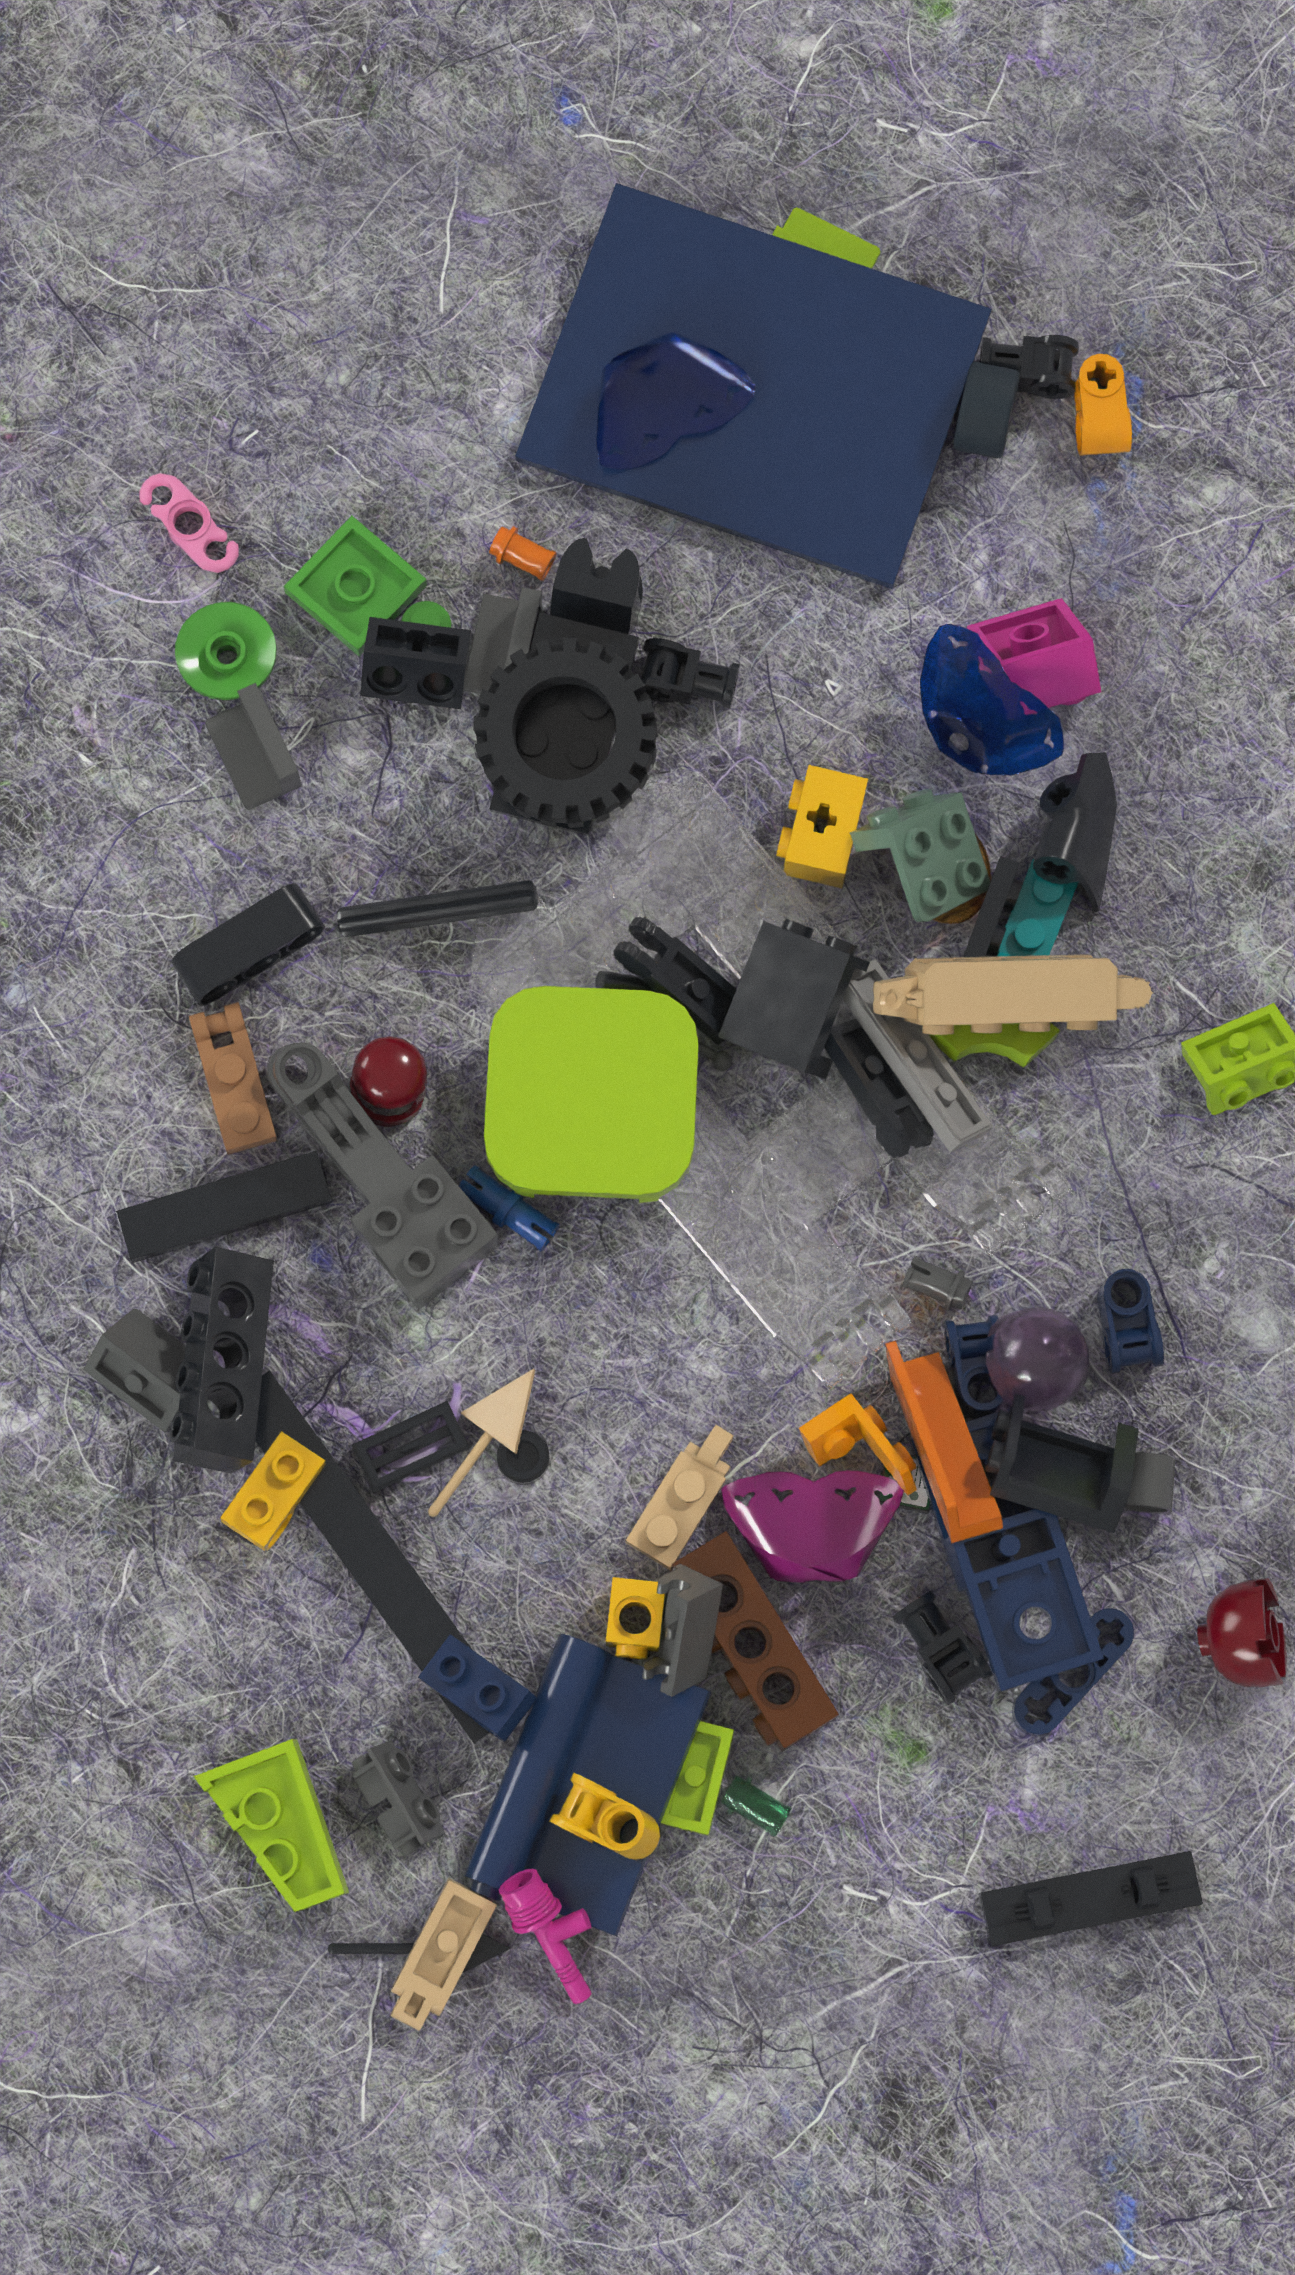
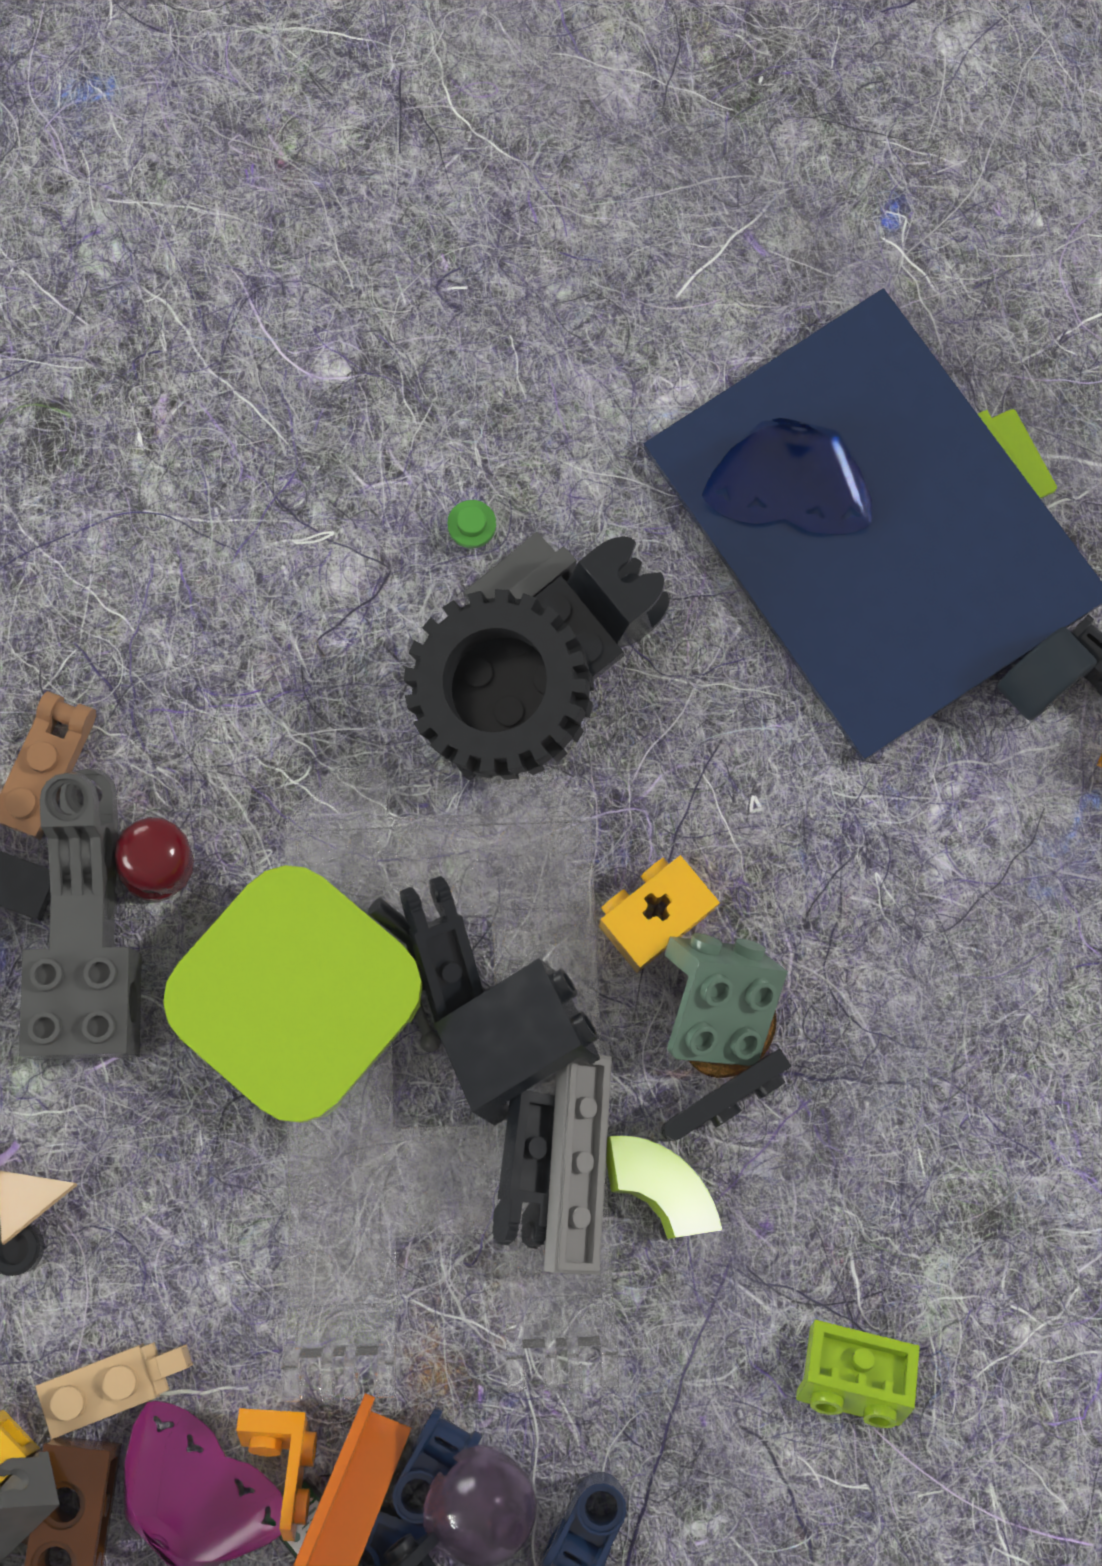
camera: 35 degrees right, 0 degrees up
(193, 544) = (351, 337): bright pink piece -> none
(220, 629) = (299, 412): bright green dish -> none
(248, 944) = (136, 669): black beam -> none
(253, 750) = (266, 523): dark grey panel -> none
(354, 580) = (442, 454): bright green plate -> none
(415, 663) = (435, 544): black brick -> none
(437, 908) = (301, 751): black axle -> none
(508, 1208) = (168, 1048): blue pin -> none
(522, 553) = (585, 511): orange pin -> none
(685, 674) = (638, 705): black connector -> none
(938, 1283) = (456, 1371): dark grey pin -> none
(983, 708) = (860, 917): clear blue piece -> none
(1009, 990) = (698, 1171): tan hinge -> none
(1036, 916) = (767, 1124): teal hinge -> none
(1043, 652) = (935, 905): dark pink slope -> none
(1081, 829) = (857, 1082): black panel -> none

